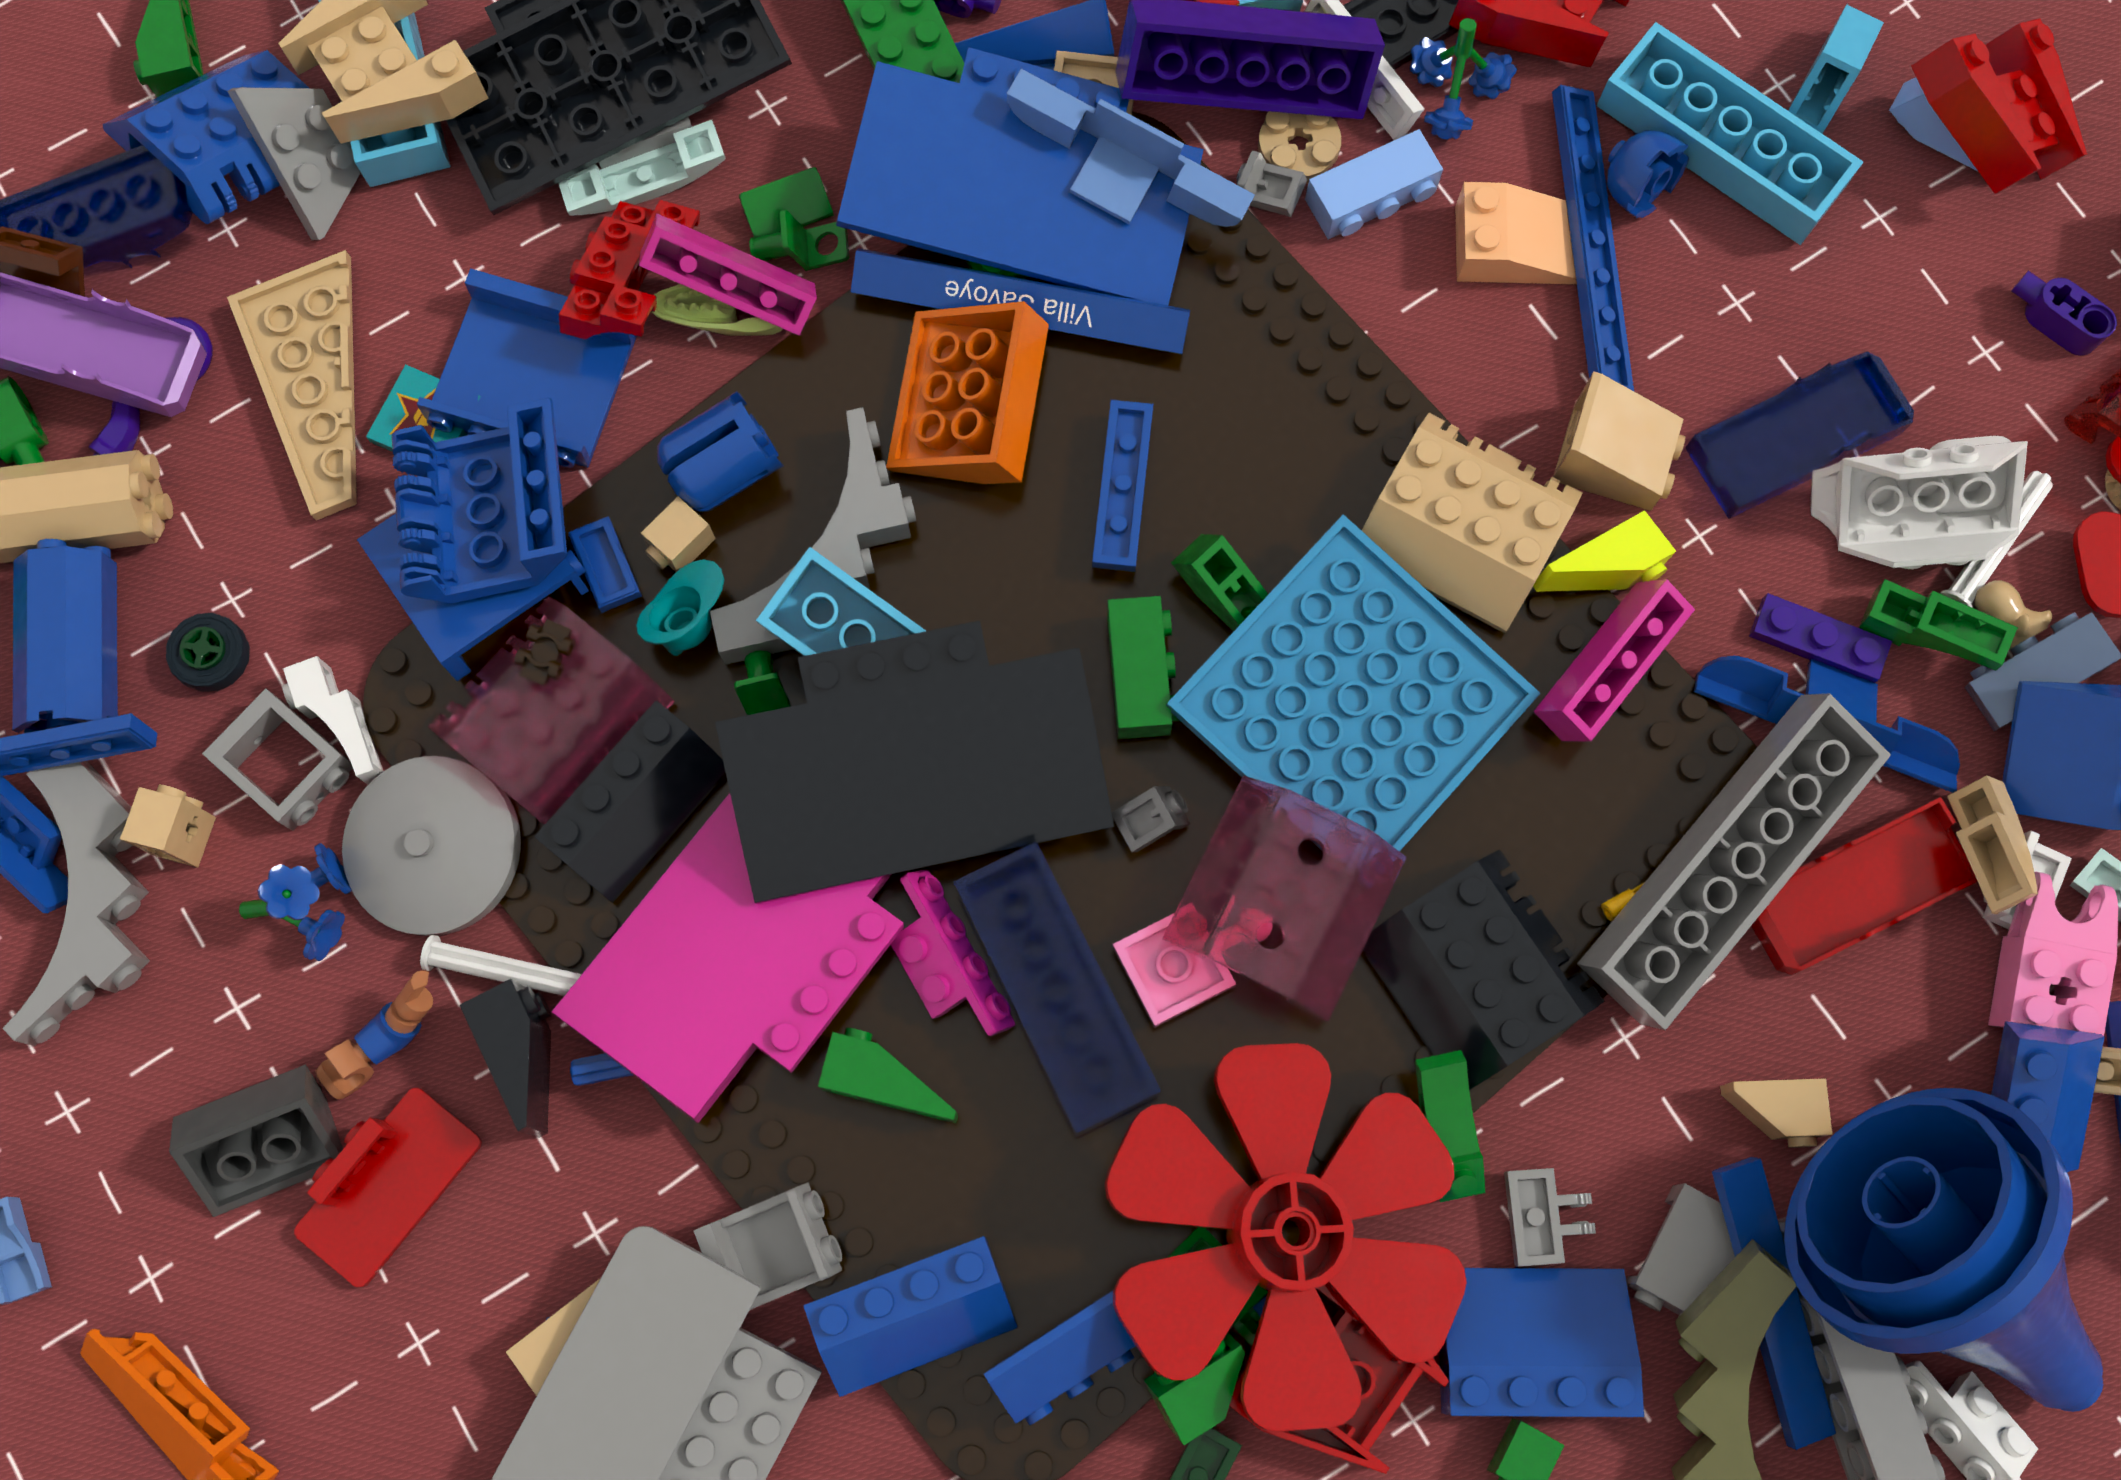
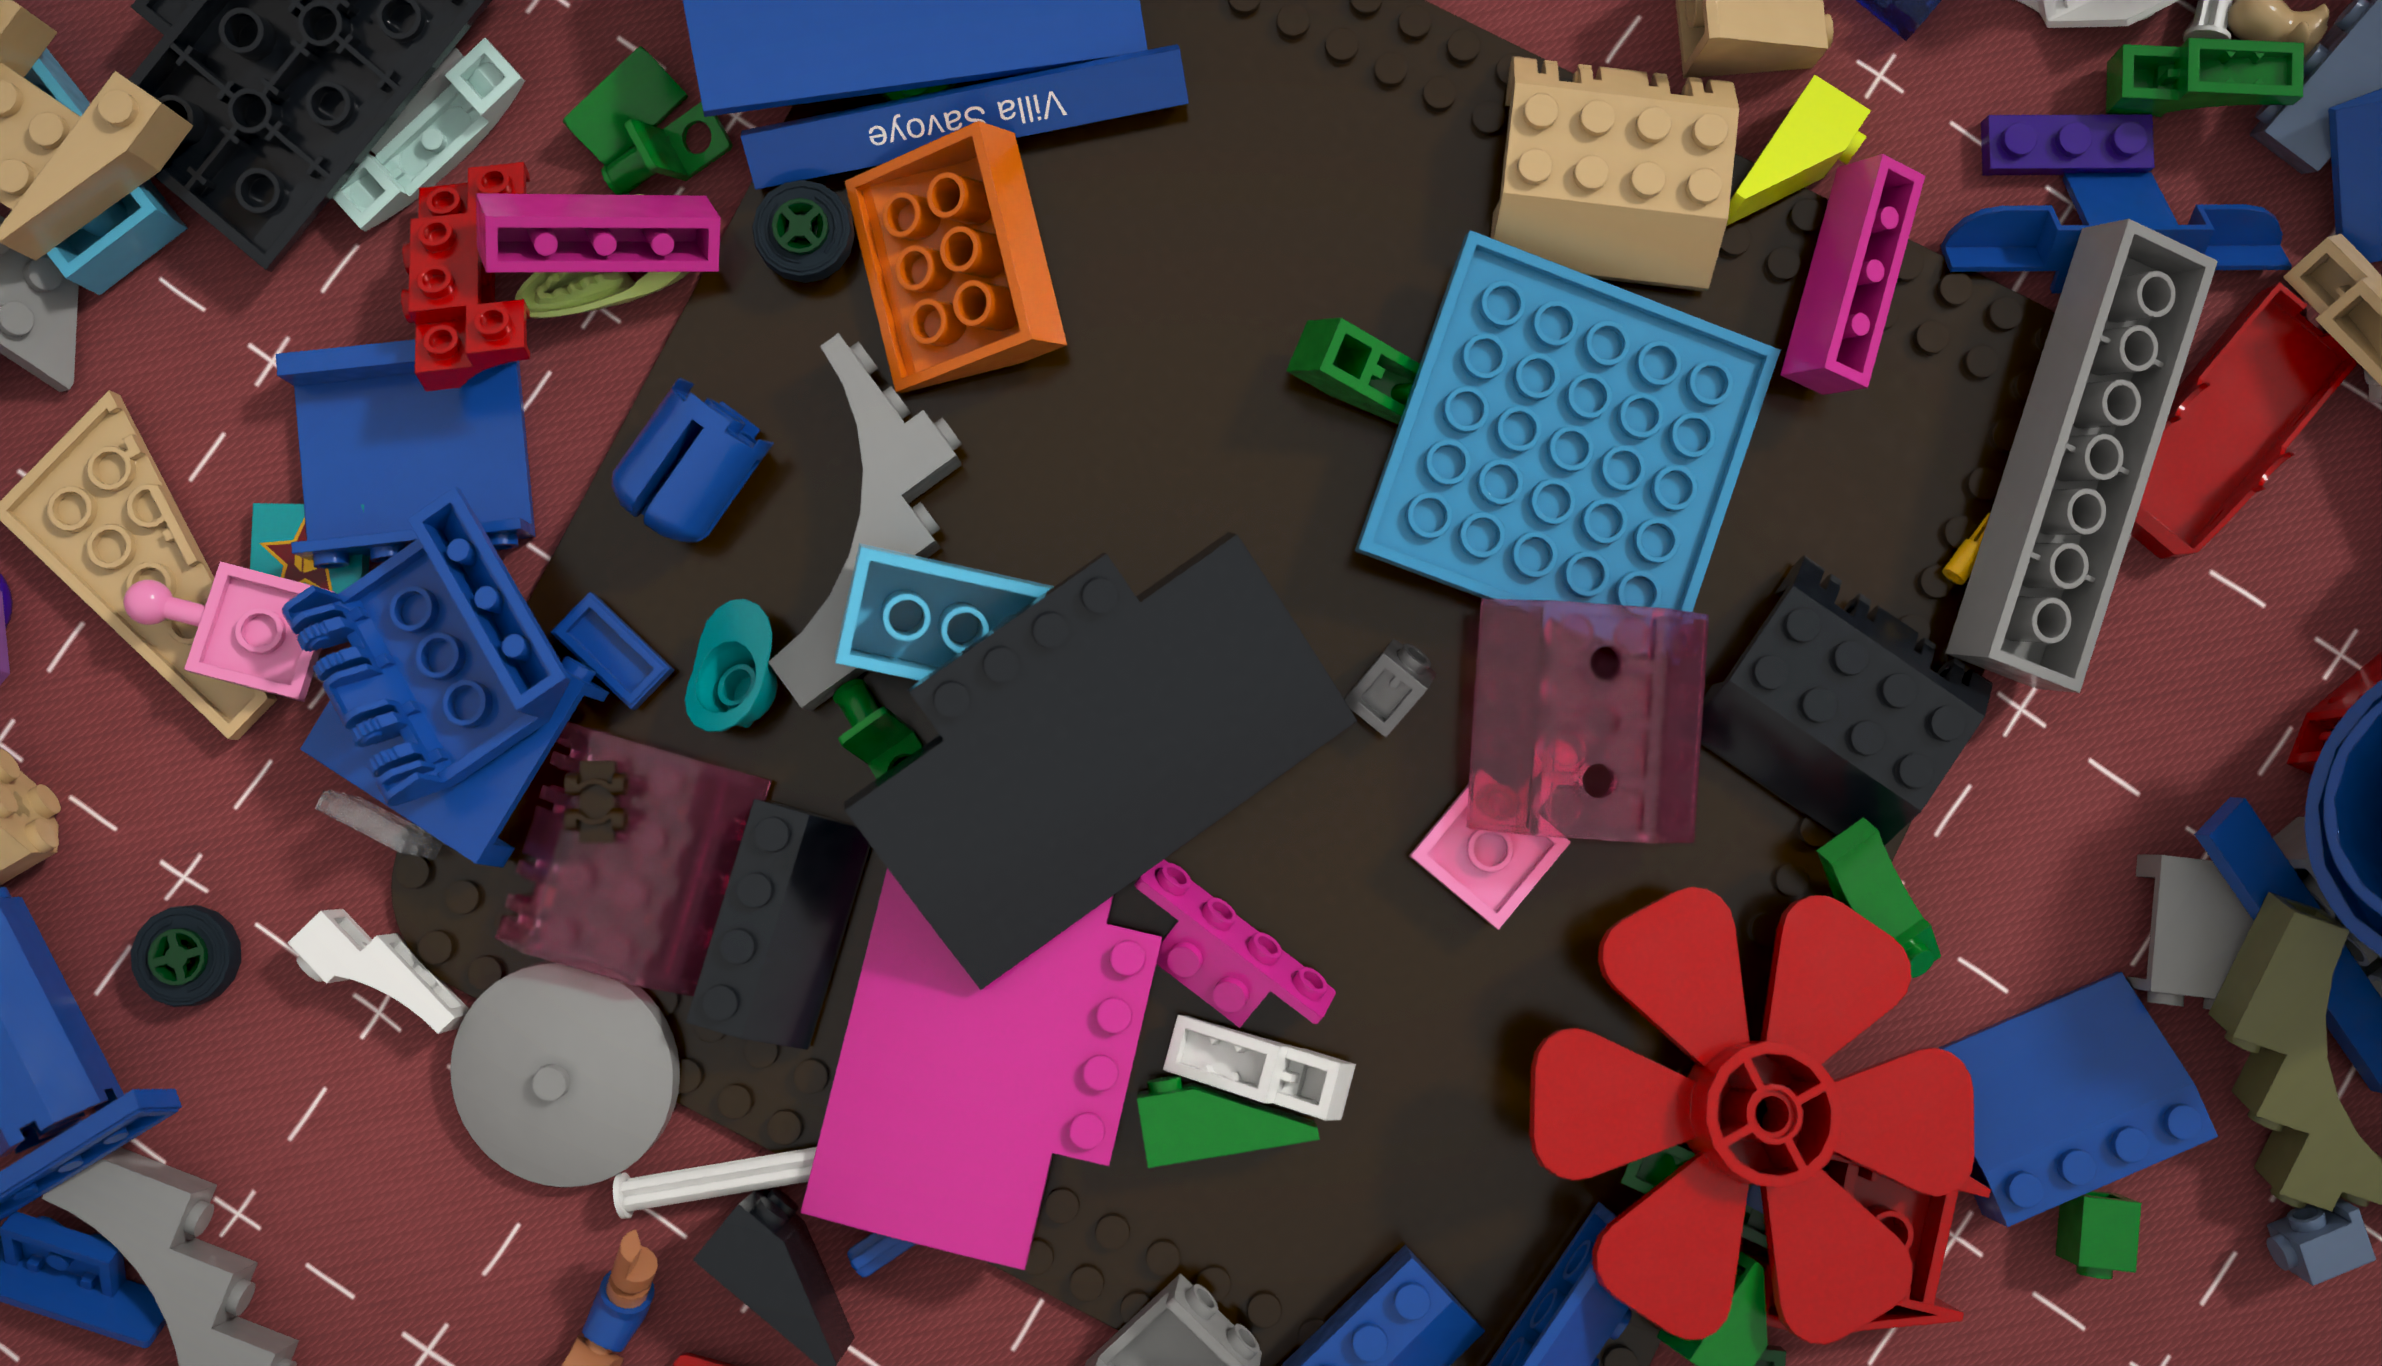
camera: 25 degrees left, 10 degrees up
(168, 825) = (243, 1187): tan brick -> none
(248, 733) = (283, 1032): light grey window -> none
(290, 893) = (432, 1213): blue plant -> none
(355, 445) = (239, 629): none -> bright pink plate
(386, 615) = (379, 824): none -> clear tile
(677, 536) = (684, 584): tan brick -> none
(868, 317) = (791, 214): none -> black wheel
(934, 1053) = (1259, 1068): none -> white slope
(1057, 989) = (1373, 939): clear blue brick -> none
(1122, 486) = (1188, 297): blue plate -> none
(1140, 666) = (1303, 511): green brick -> none
(1536, 1217) = (2005, 957): light grey hinge -> none
(1784, 1108) = (2235, 717): tan slope -> none

